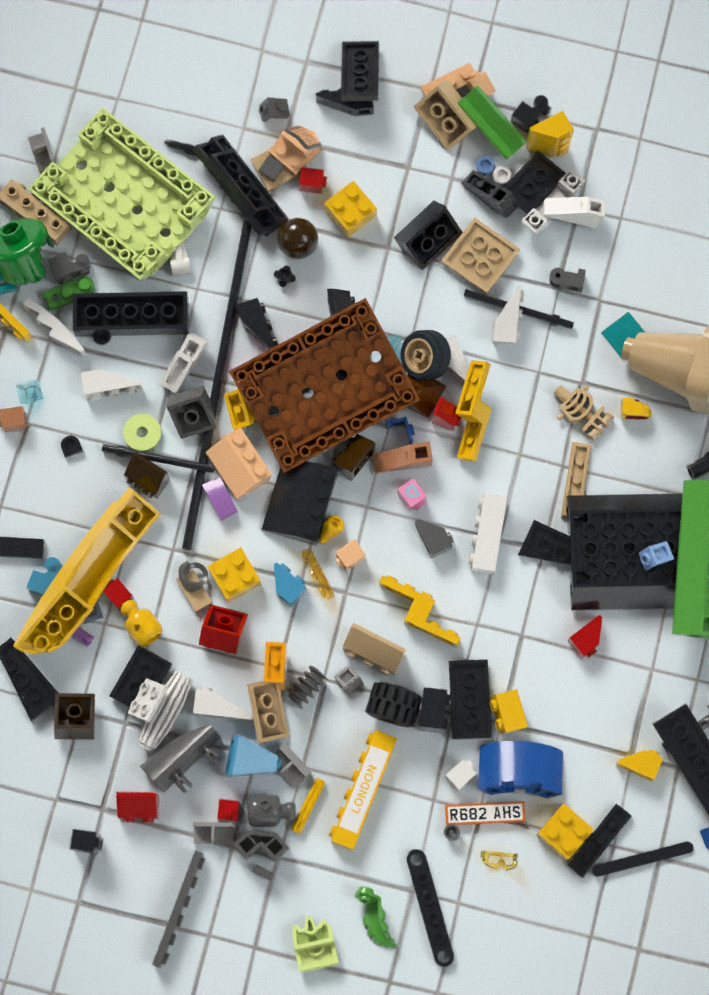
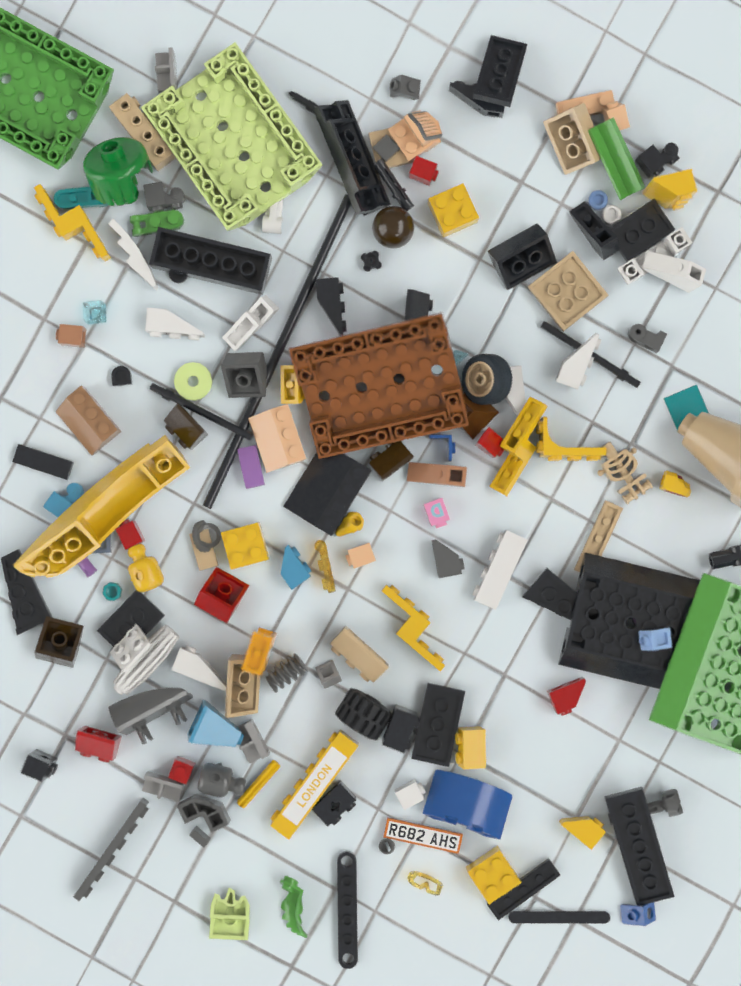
camera: 15 degrees right, 10 degrees up
(48, 495) = (87, 420): none -> medium nougat slope
(114, 654) = (112, 591): none -> teal tile
(281, 195) = (393, 185): none -> black pin
(390, 792) = (324, 809): none -> black brick
(510, 406) = (554, 452): none -> yellow bracket

